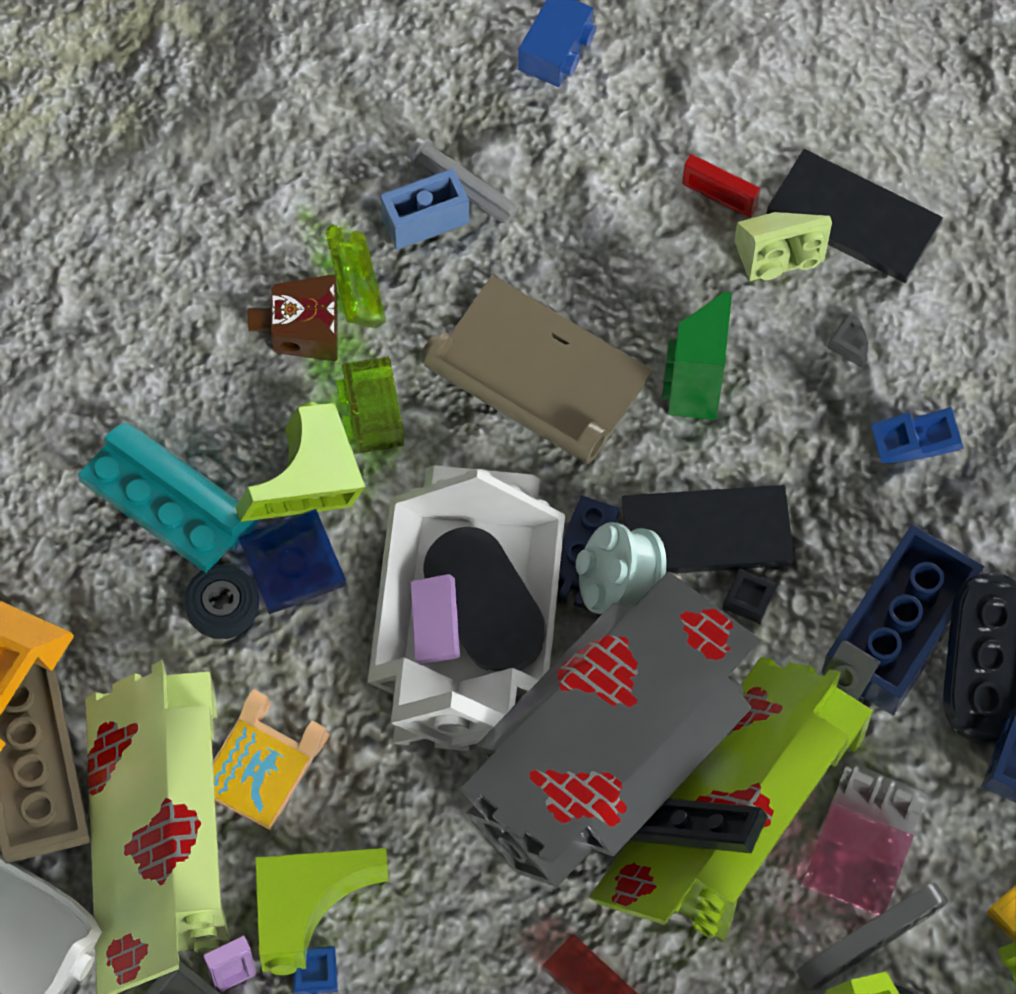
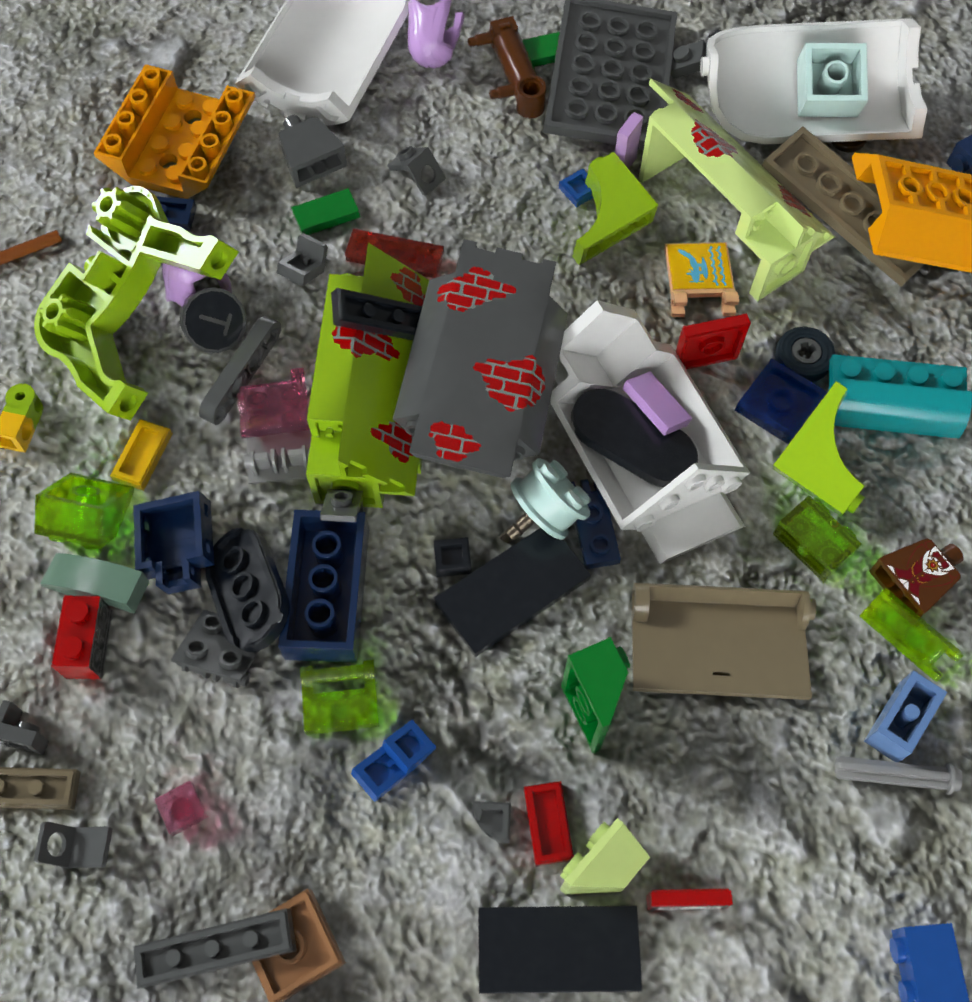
camera: 150 degrees right, 0 degrees up
(327, 649) = (712, 341): none -> red tile
(803, 312) = (548, 823): none -> red tile
(942, 509) = (339, 709): none -> clear neon green plate

